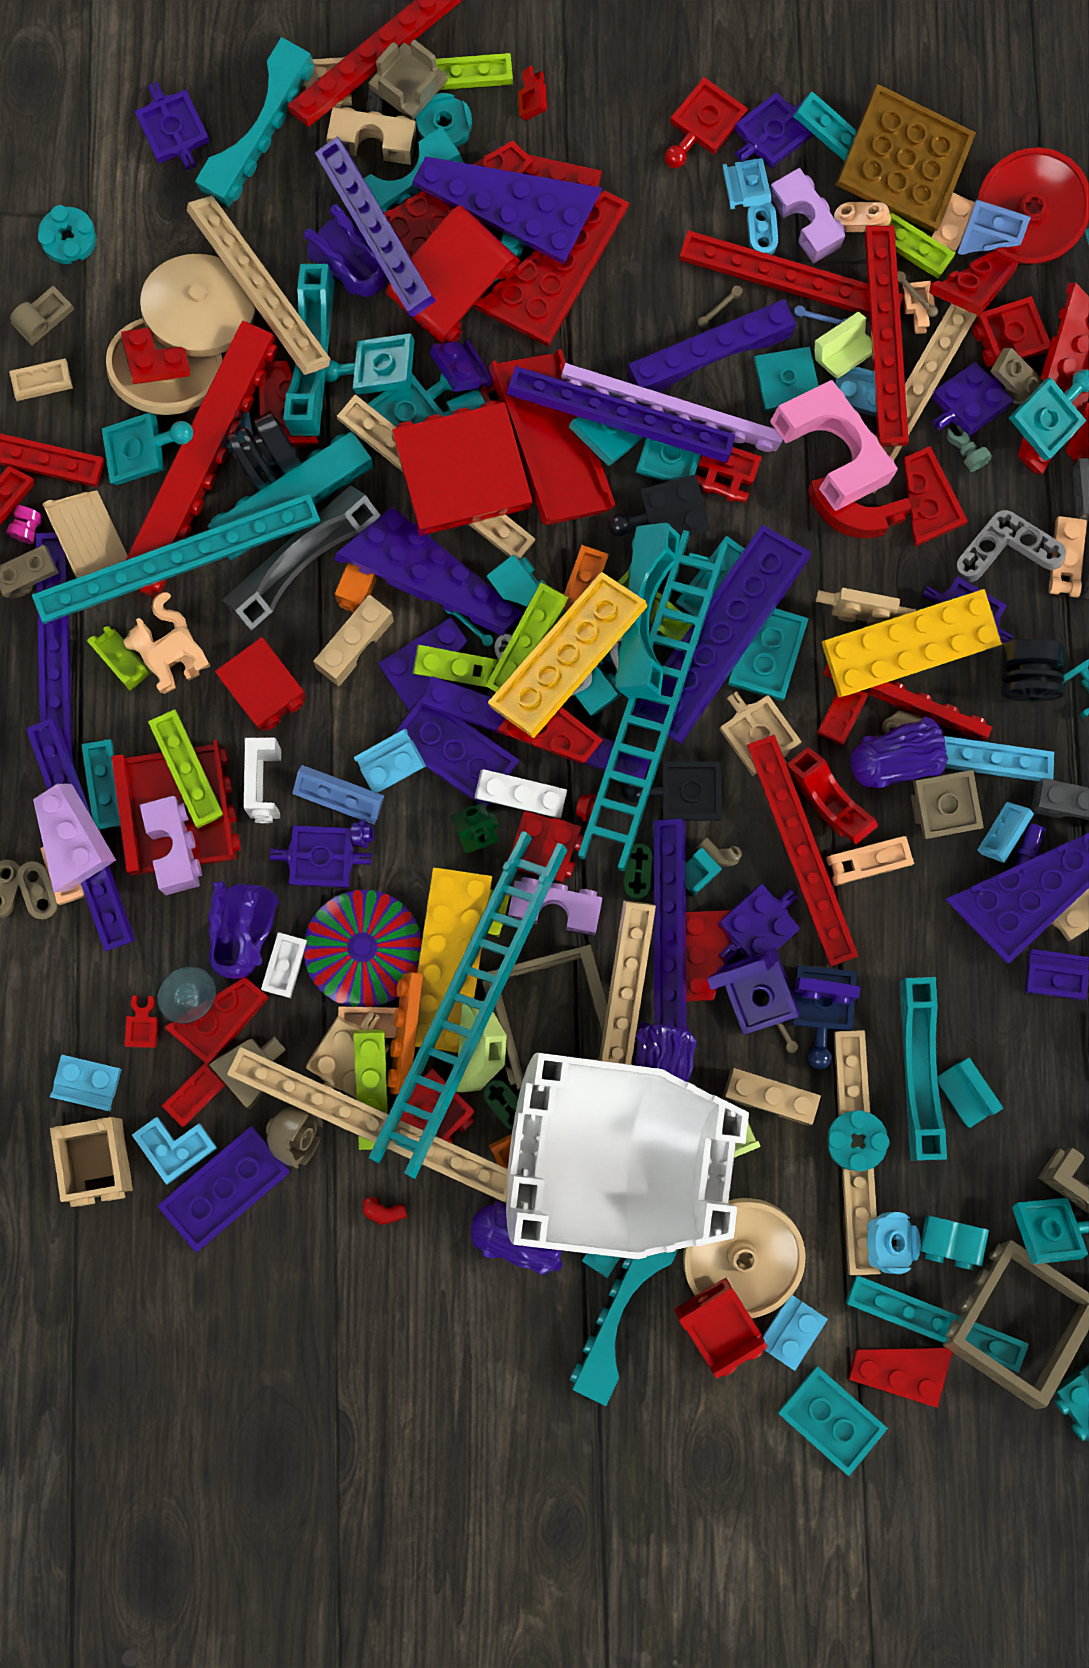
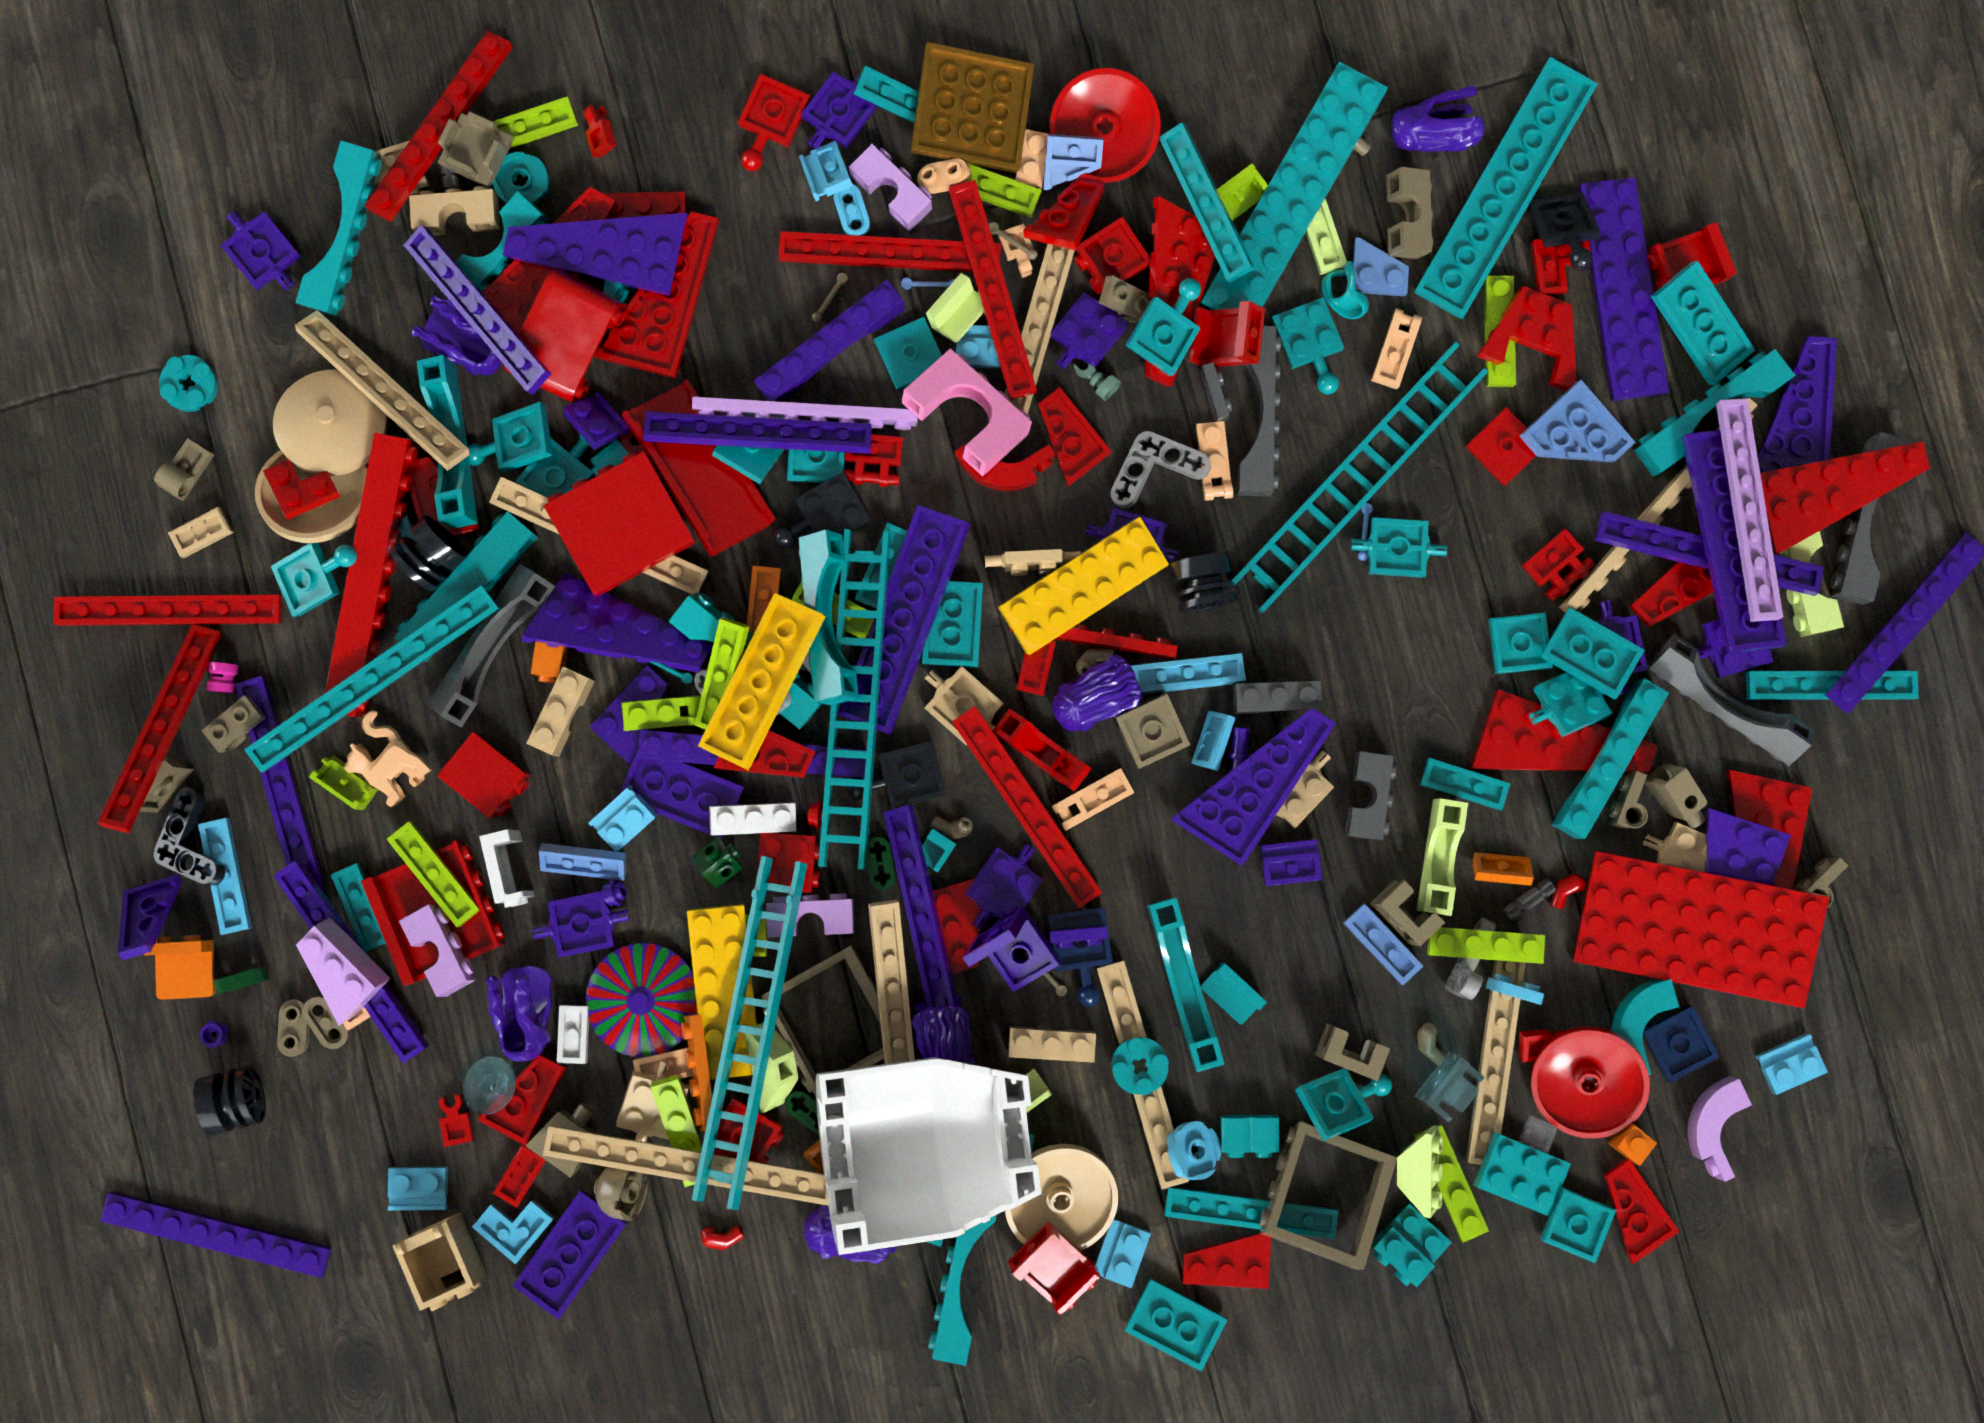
camera: 10 degrees left, 5 degrees up
(85, 532) = (282, 672): tan piece -> none

